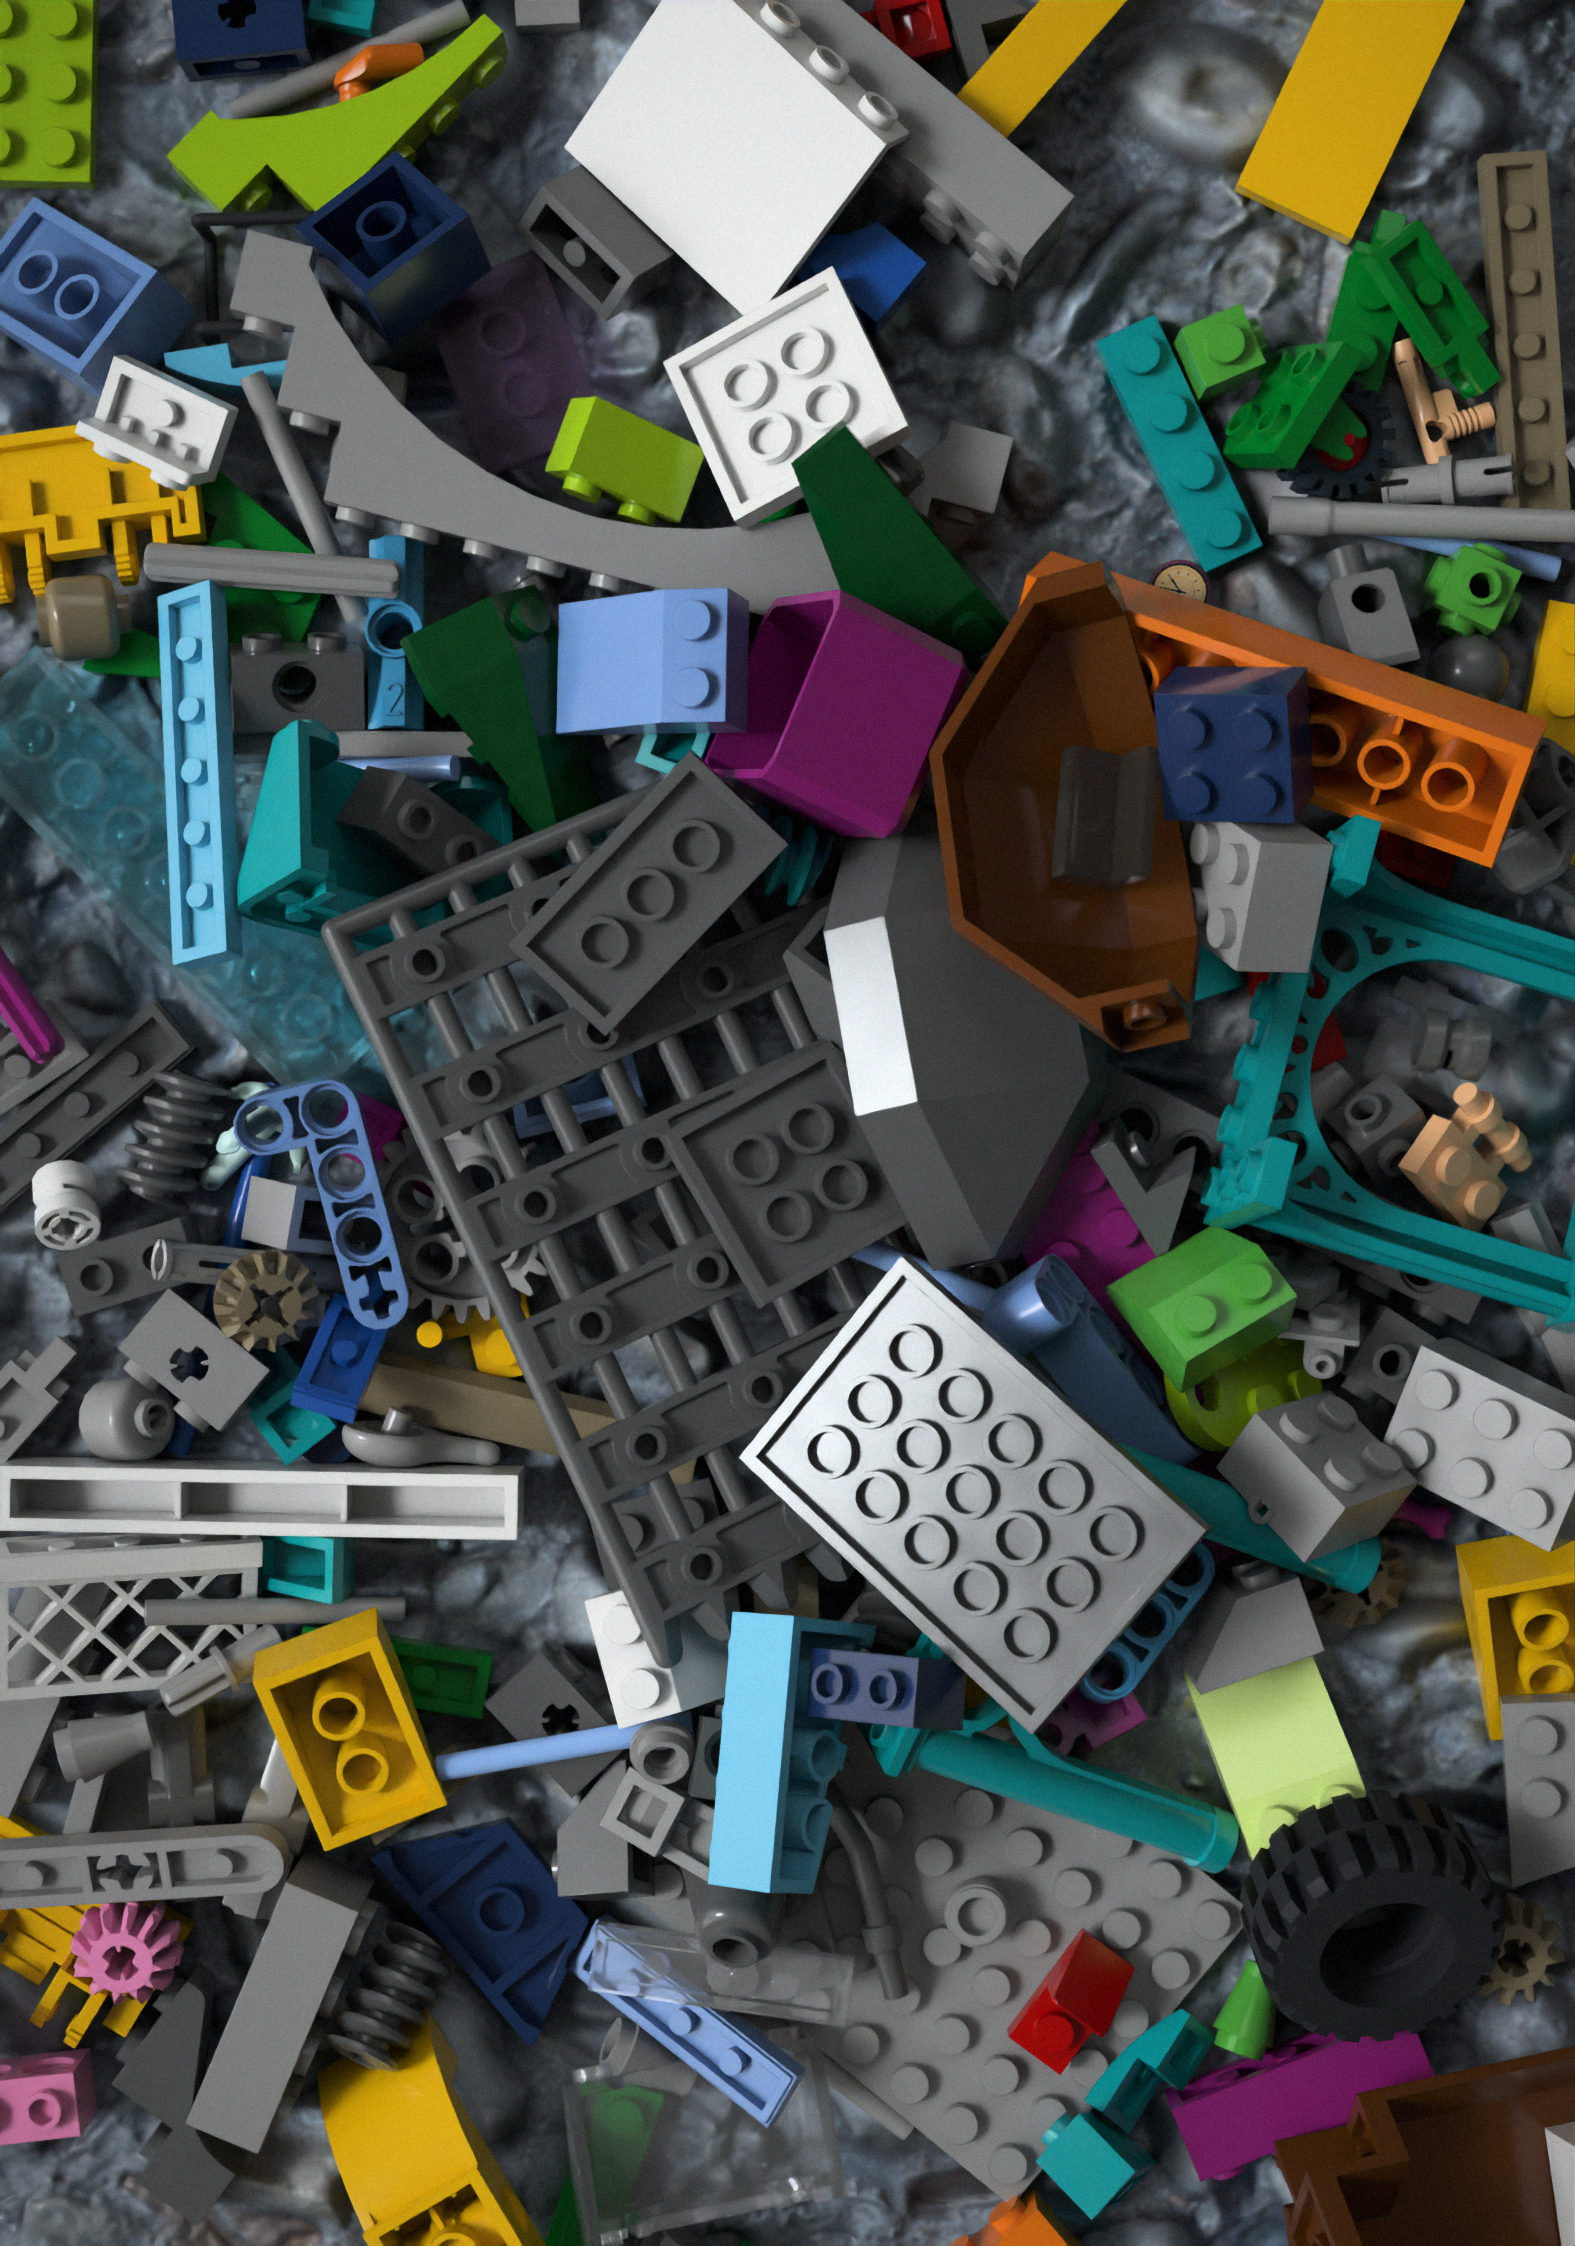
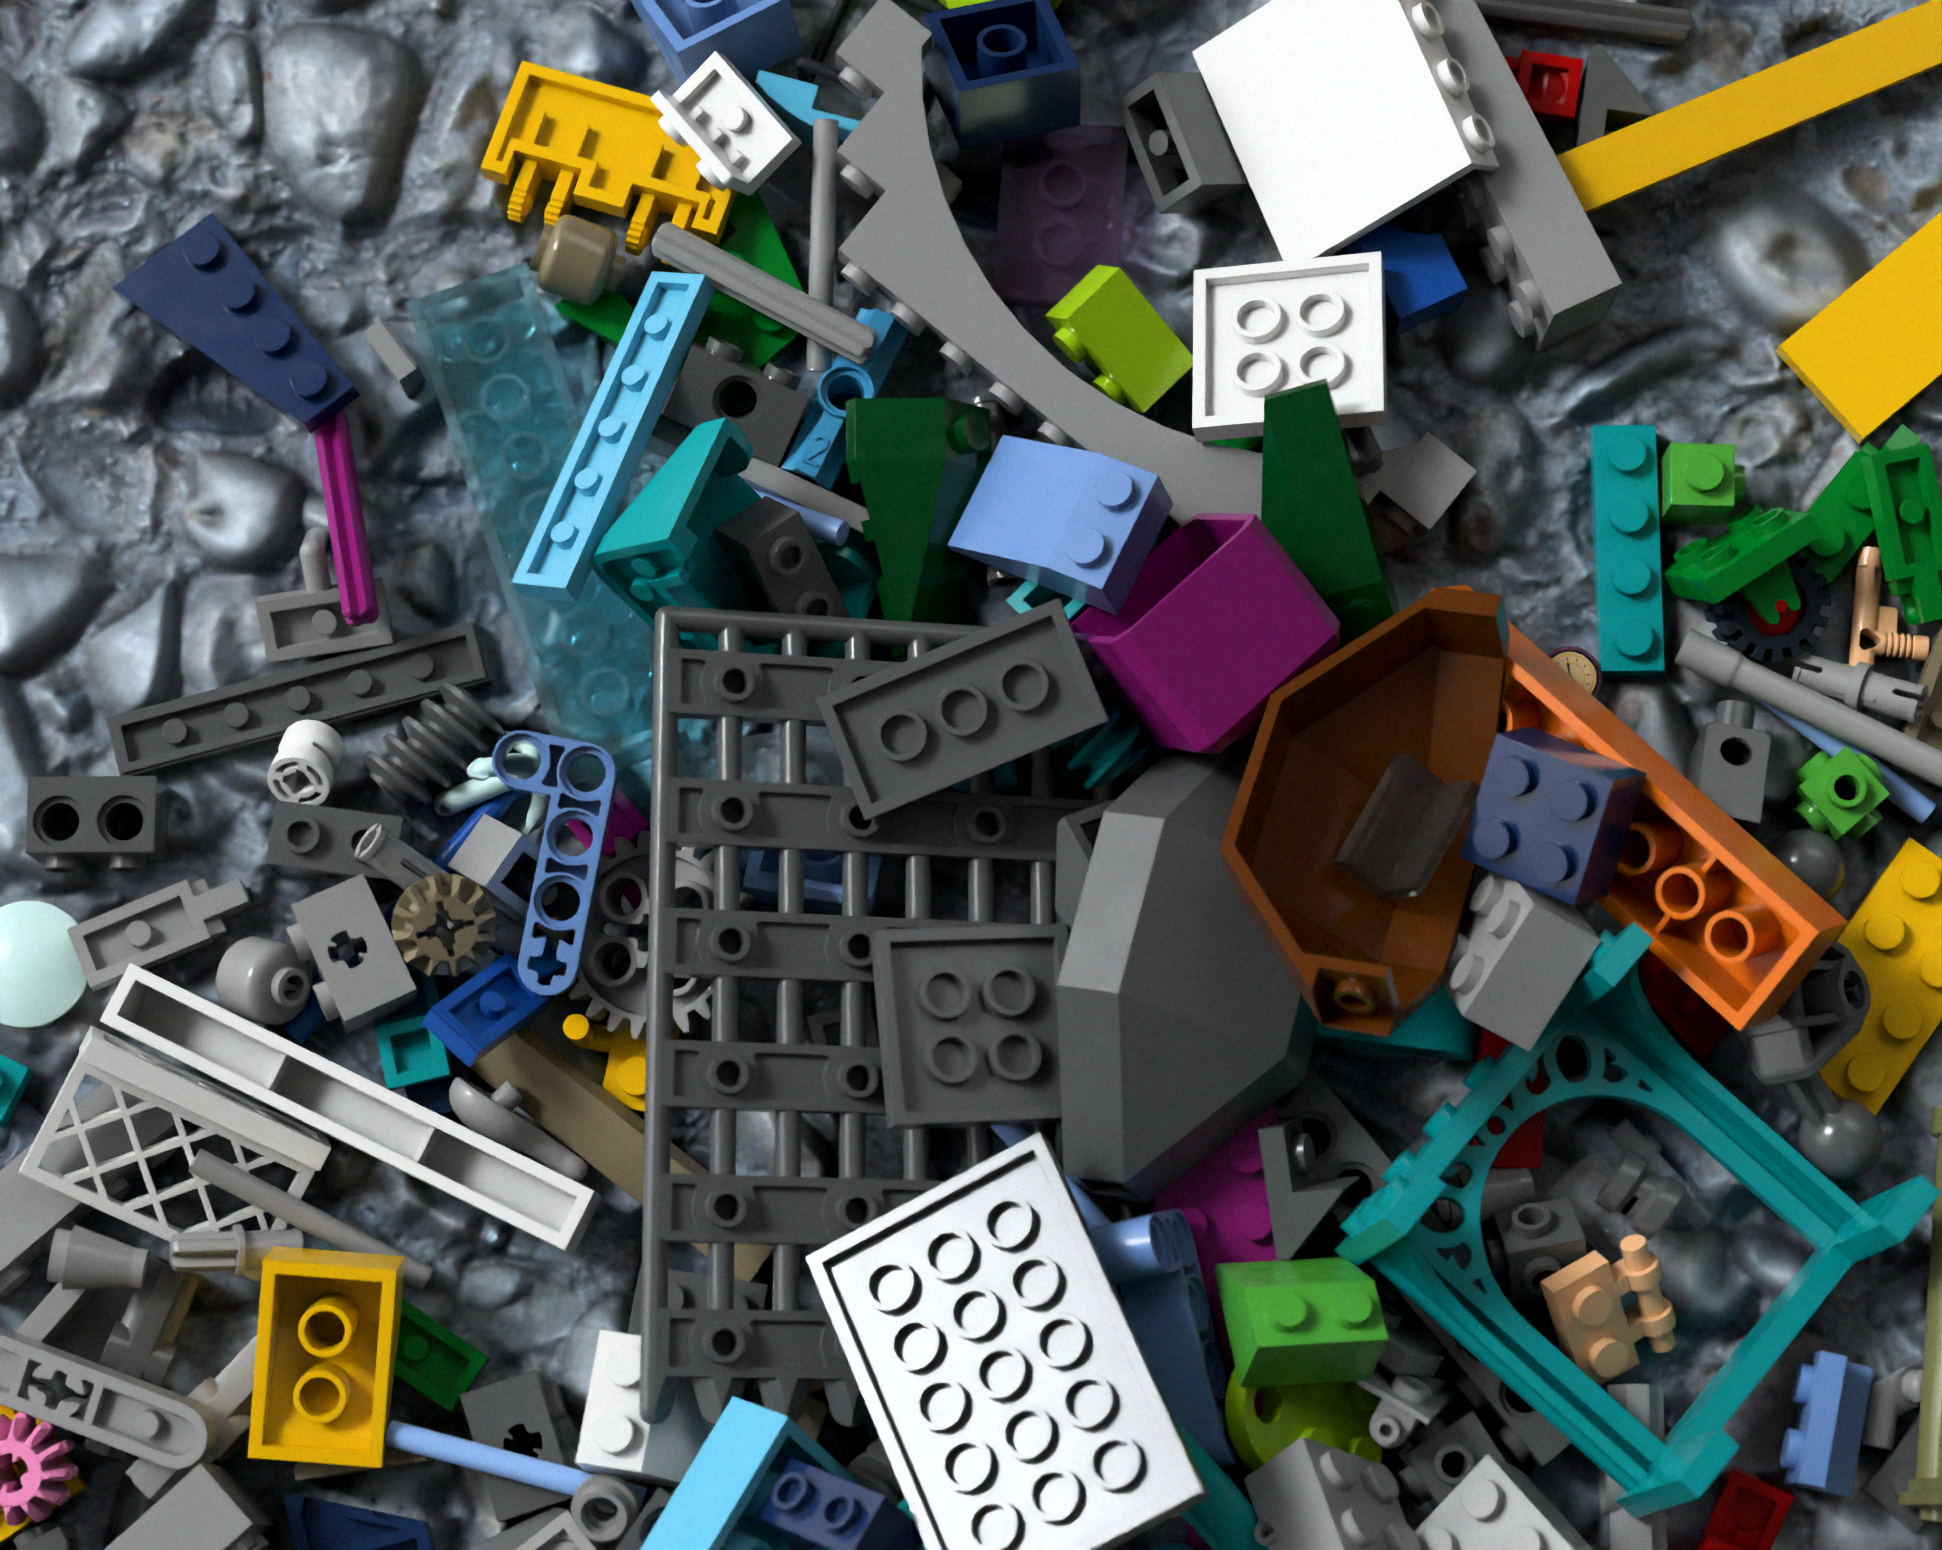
camera: 20 degrees right, 10 degrees down
(309, 1567) = (362, 1189): teal slope -> none

